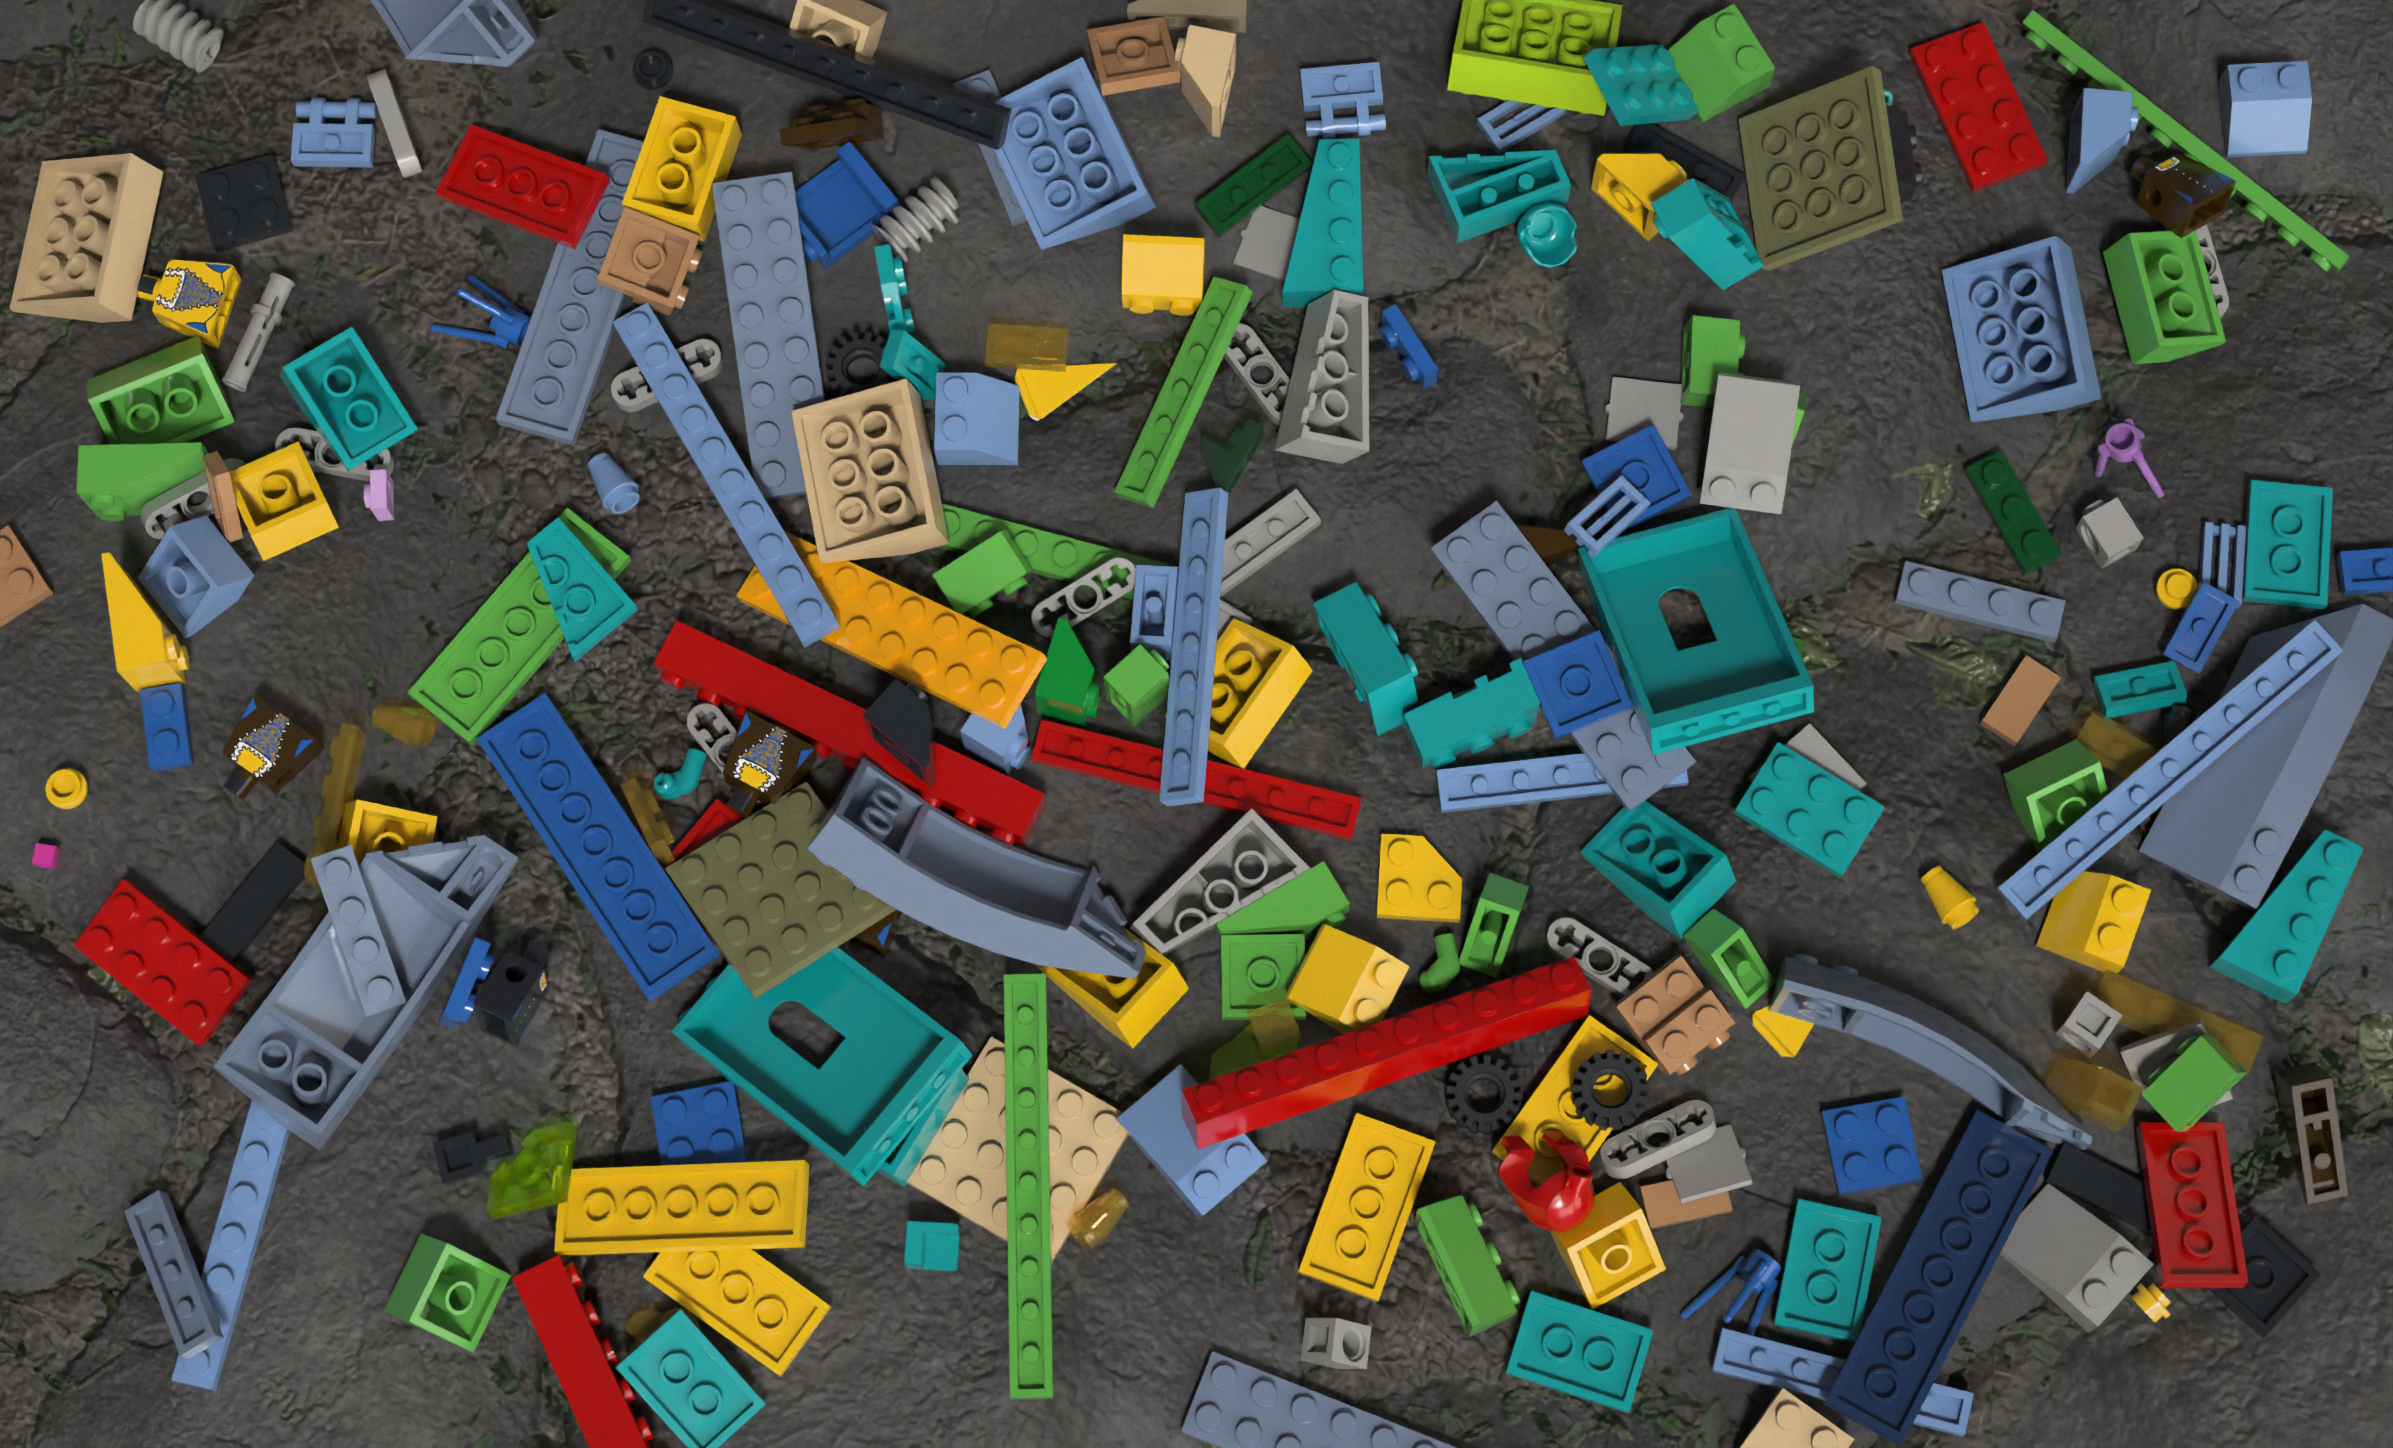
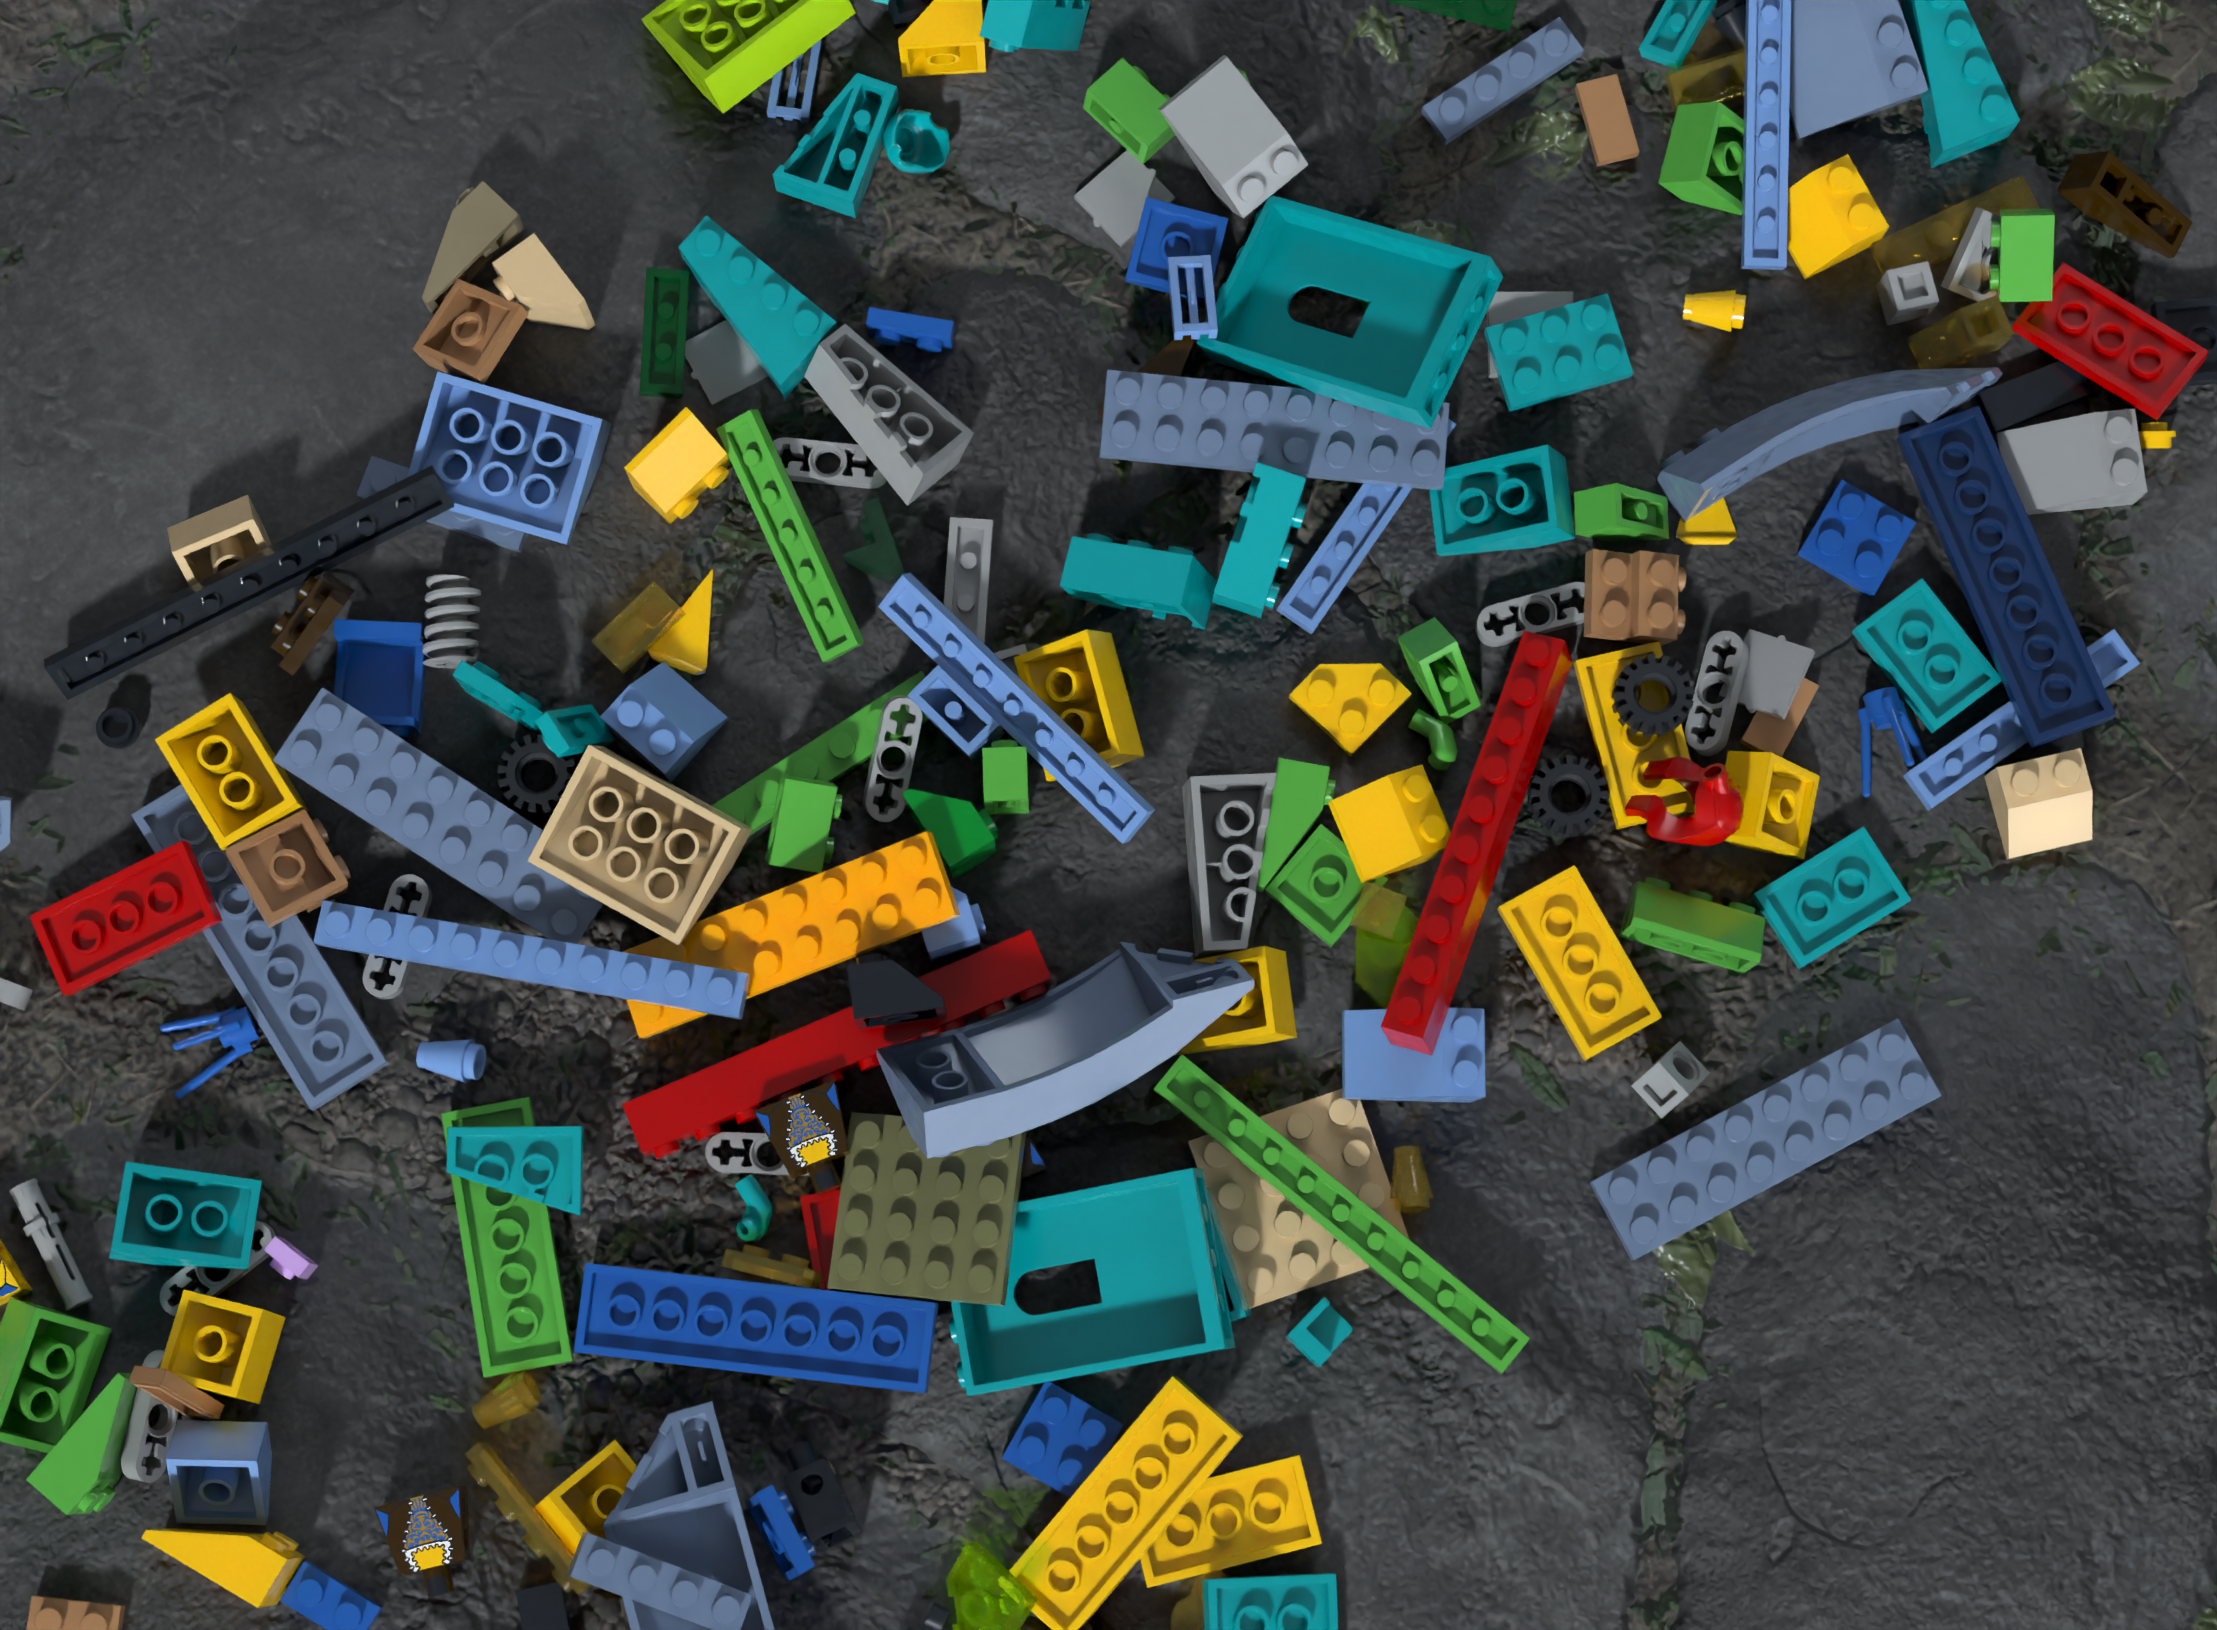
camera: 55 degrees left, 5 degrees up
(1225, 785) = (1151, 776): red plate -> none
(1342, 88) = (645, 192): medium blue plate -> none
(1577, 685) = (1315, 437): blue plate -> none

